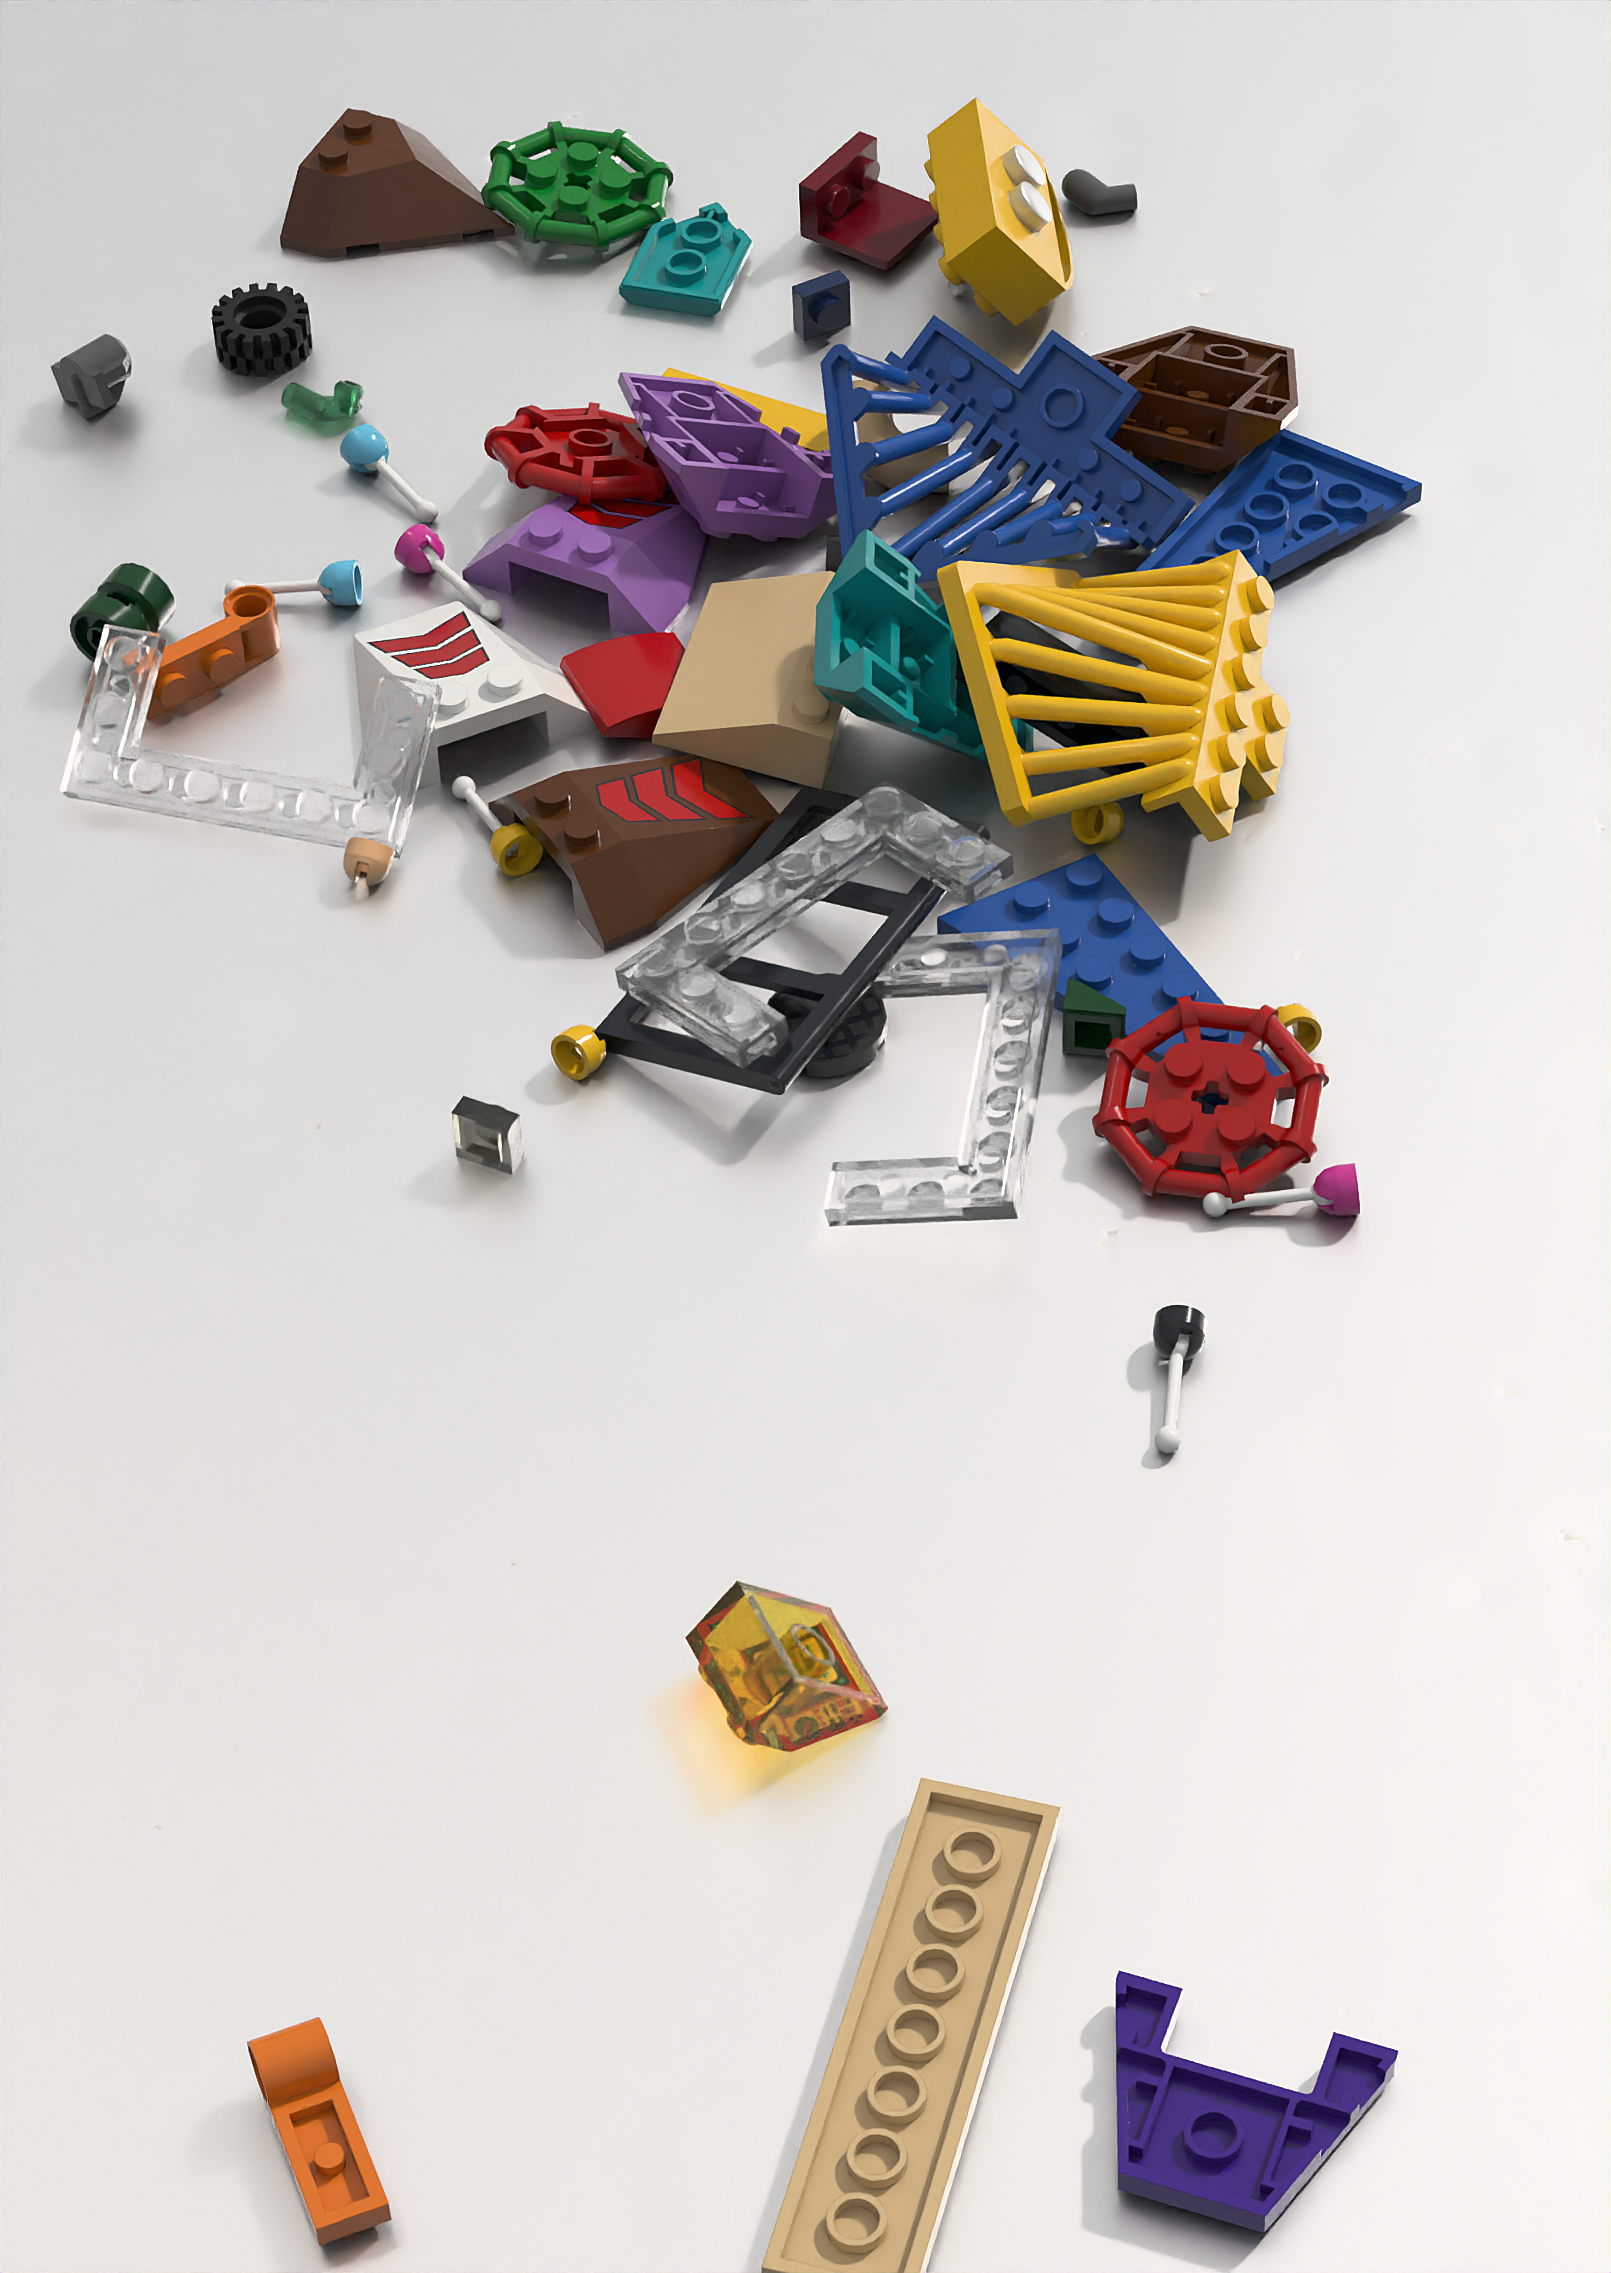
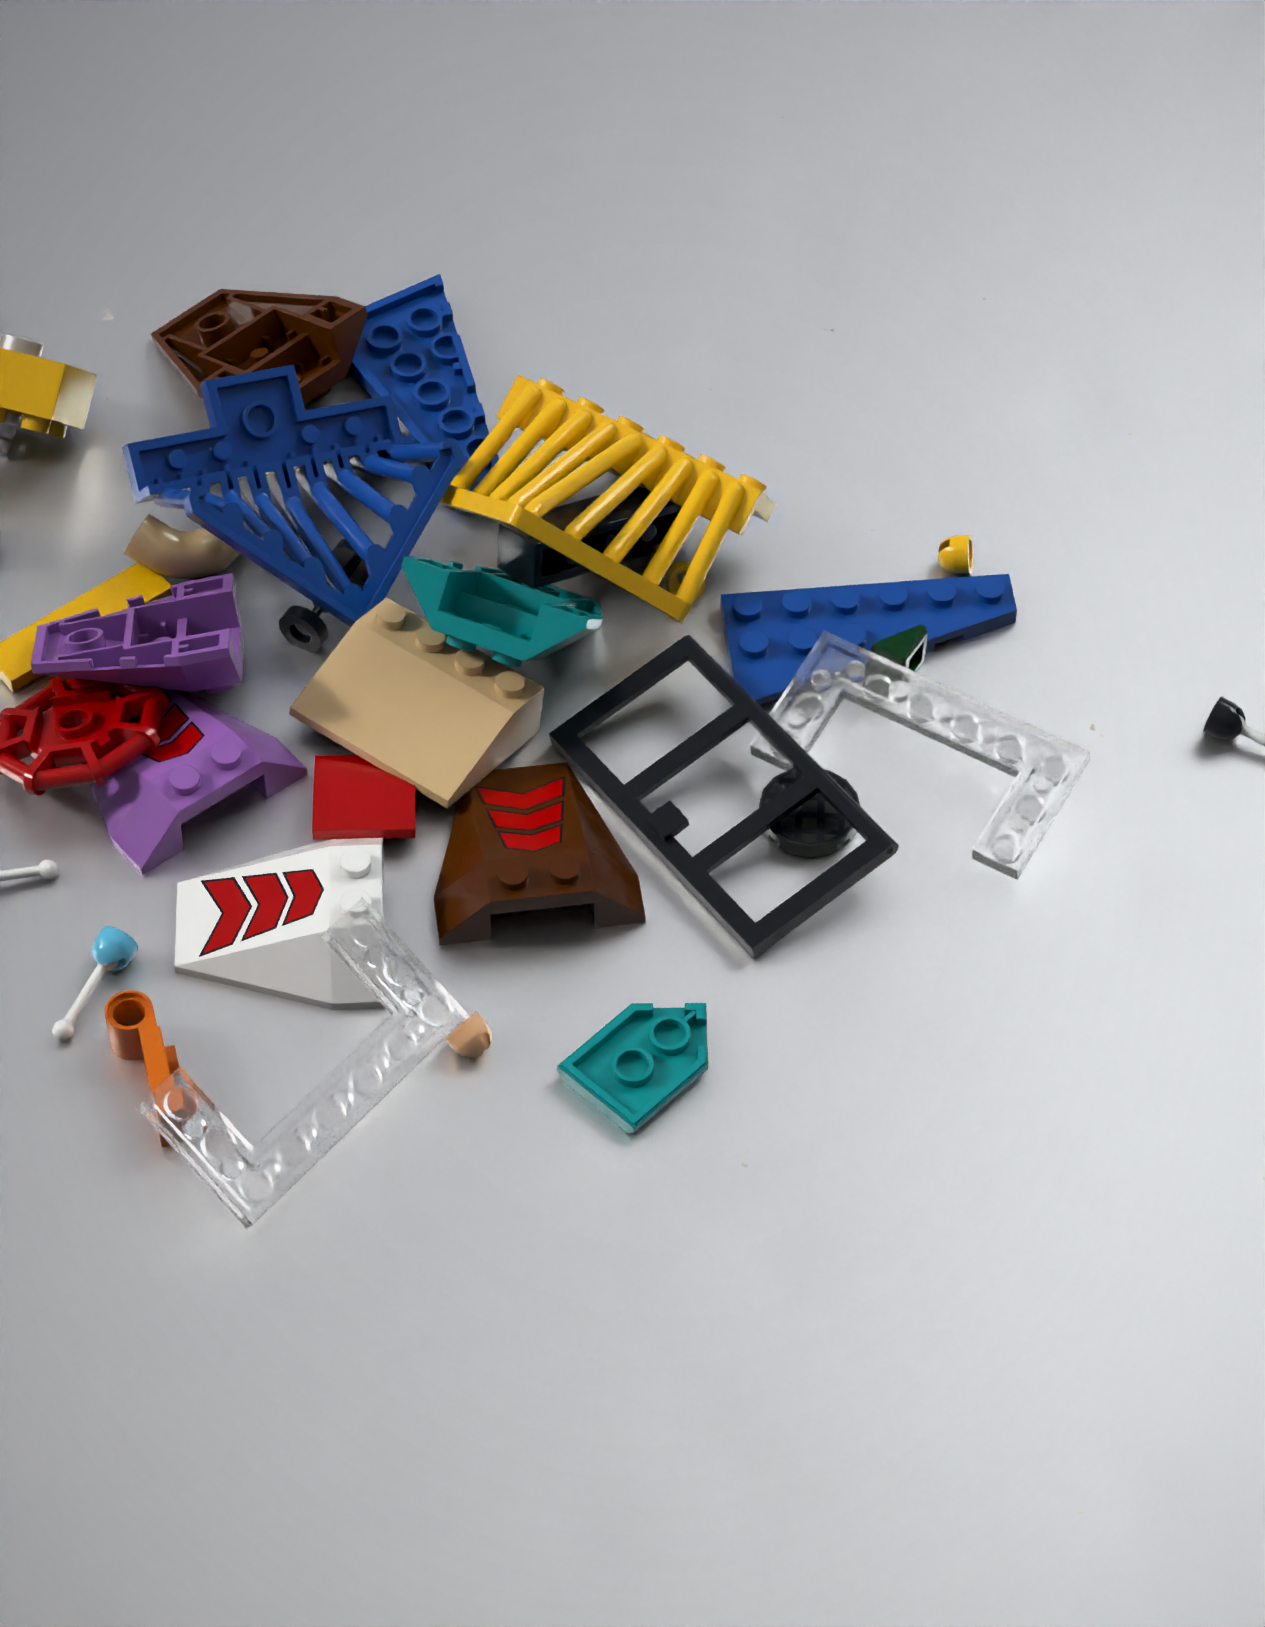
camera: 70 degrees left, 5 degrees up
(127, 599) = (69, 1111): dark green wheel -> none
(406, 999) = (639, 1061): none -> teal tile
(423, 552) = (111, 884): hinge -> none
(487, 1135) = (835, 1048): clear smoke plate -> none
(514, 838) = (506, 936): yellow hinge -> none
(569, 1060) = (765, 966): yellow hinge -> none
(681, 968) = (735, 867): clear plate -> none
(1203, 1068) = (1025, 594): red plate -> none
(1333, 1192) = (1127, 589): hinge -> none

